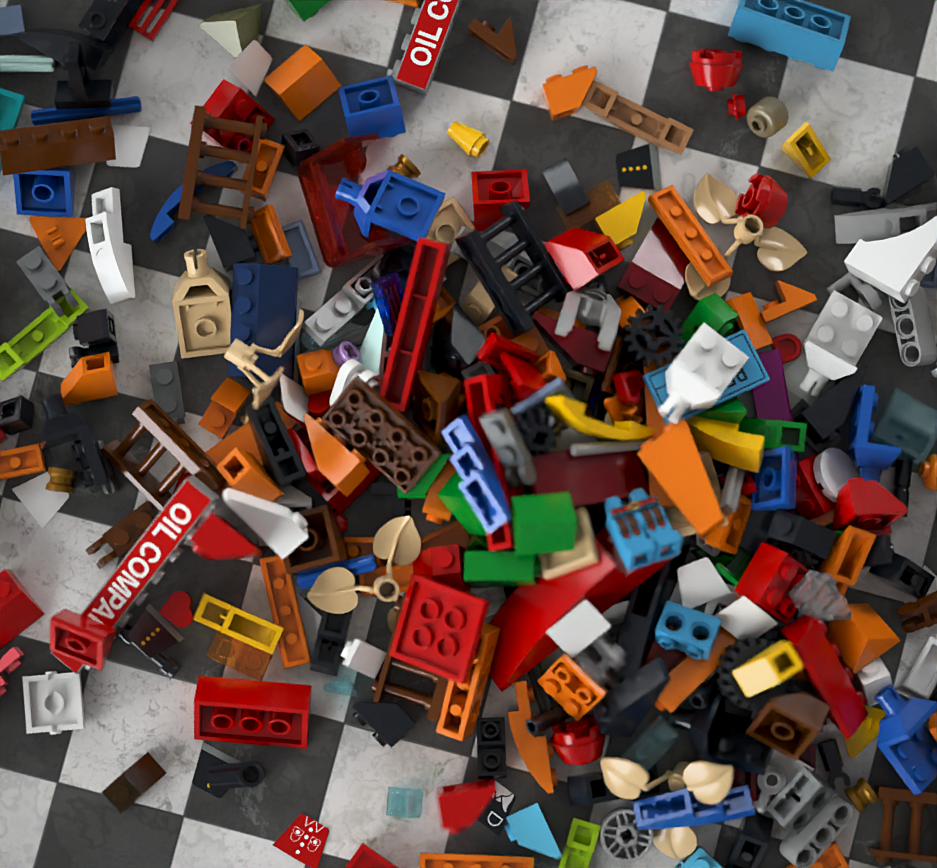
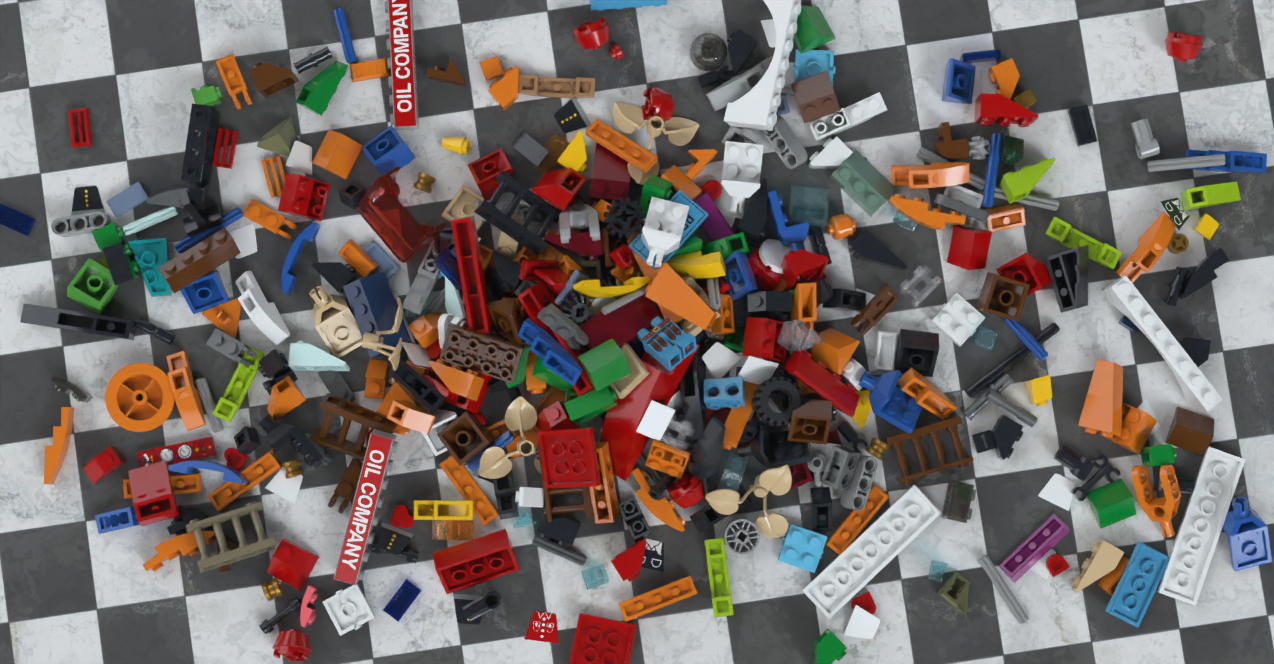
camera: 15 degrees left, 0 degrees up
(81, 638) = (348, 561): red slope -> none
(131, 721) = (402, 600): none -> clear blue tile
(134, 782) = (420, 637): dark brown slope -> none
(147, 340) = (310, 358): none -> light aqua slope
(168, 125) = (268, 218): none -> orange hinge
(195, 177) = (295, 242): reddish brown fence -> none
(210, 53) = (271, 161): none -> orange tile
(223, 541) = (410, 462): red slope -> none
(267, 163) = (335, 219): orange slope -> none
(271, 521) = (436, 436): white slope -> none
(344, 353) = (436, 311): lavender bush -> none
(371, 746) = (559, 550): none -> dark grey axle
(392, 204) = (426, 205): blue plate -> none
(532, 831) = (682, 560): medium azure slope -> none
(559, 56) = (491, 68): none -> orange tile
(684, 810) = (769, 505): blue slope -> none
(767, 117) = (638, 50): dark tan head -> none
(768, 668) = (782, 394): yellow slope -> none
(806, 150) = (671, 61): yellow slope -> none
(857, 170) = (708, 60): none -> clear smoke cylinder

